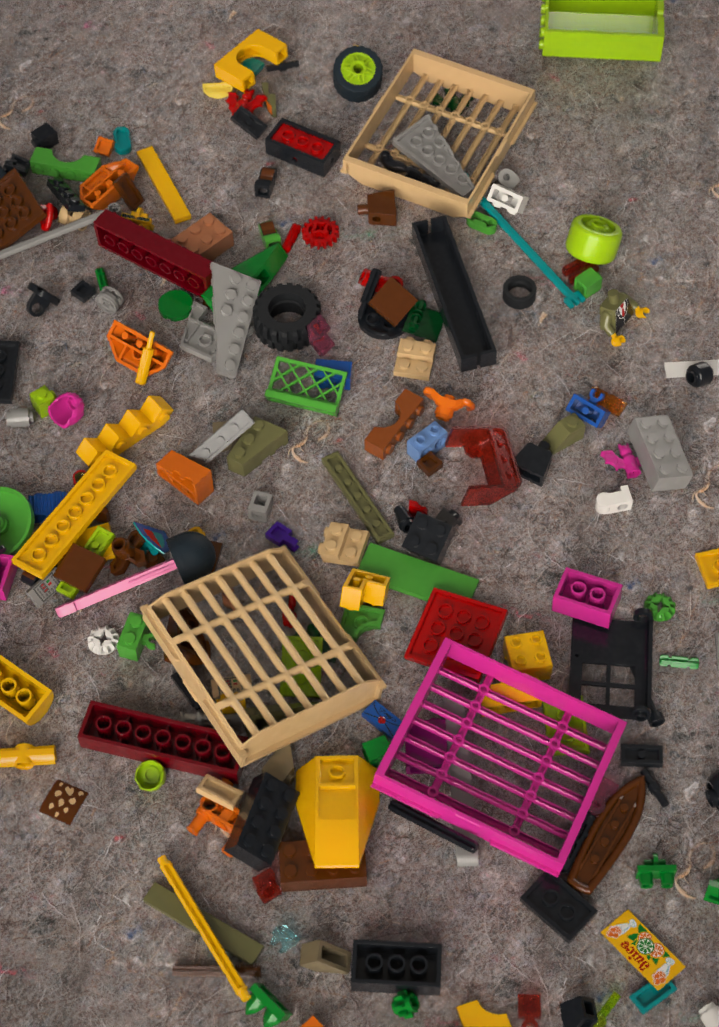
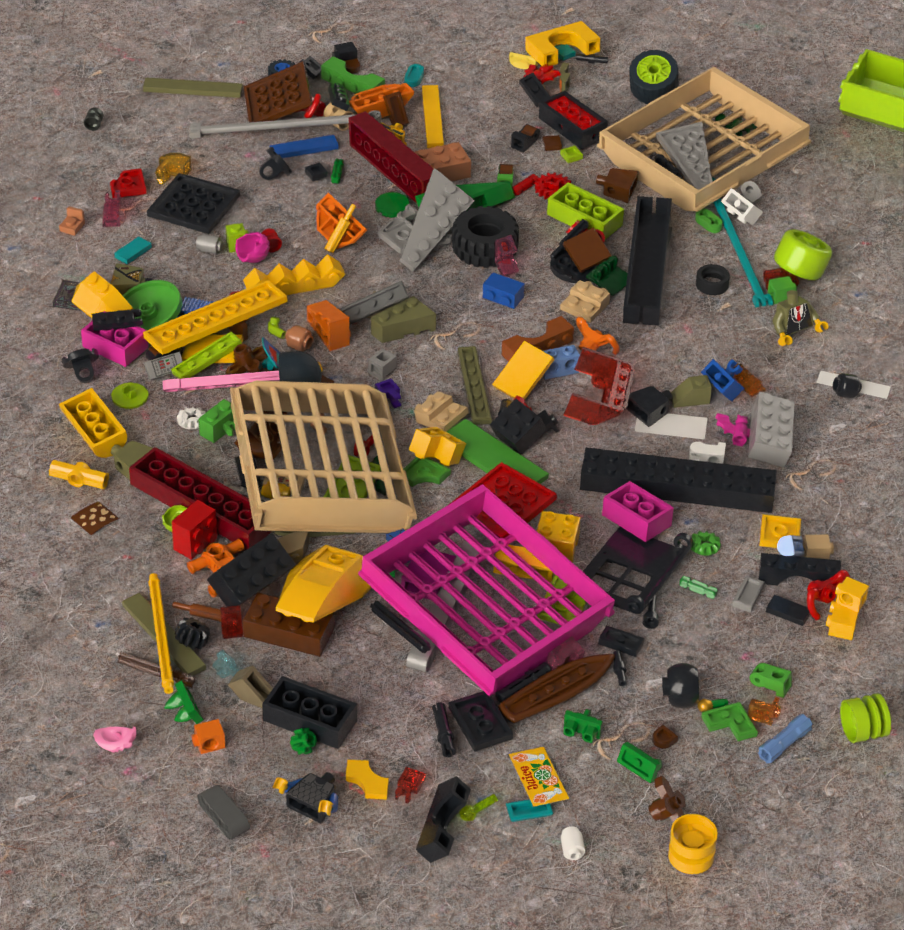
camera: 20 degrees right, 15 degrees down
(26, 634) = (129, 395): none -> lime piece
(56, 263) = (306, 146): none -> blue tile
(57, 148) = (352, 66): none -> reddish brown tile
(68, 715) = (128, 455): none -> olive torso
(77, 387) = (274, 241): none -> red wheel
(80, 568) = (198, 356): reddish brown tile -> none
(104, 146) = (394, 74): orange tile -> none
(108, 300) = (334, 183): light grey wheel -> none
(132, 499) = (273, 328): none -> lime arm
(164, 504) = (299, 338): none -> nougat head
(177, 786) = (194, 529): none -> red brick
(219, 792) = (226, 543): tan tile -> none
(228, 879) = (199, 610): none -> dark orange axle
(234, 915) = (192, 633): none -> black gear
(292, 179) = (552, 143): none -> reddish brown tile
(299, 400) = (462, 300): bright green fence -> none
(317, 186) = (571, 154): none -> lime tile
(359, 250) = (574, 204): none -> lime brick
(390, 164) = (644, 148): black arm -> none
(401, 469) = (523, 371): none -> yellow tile
(429, 463) = (553, 379): reddish brown plate -> none
(534, 938) = (444, 735): none -> black pin
(566, 475) = (676, 425): none -> white sticker
(603, 543) = (680, 479): none -> black piece

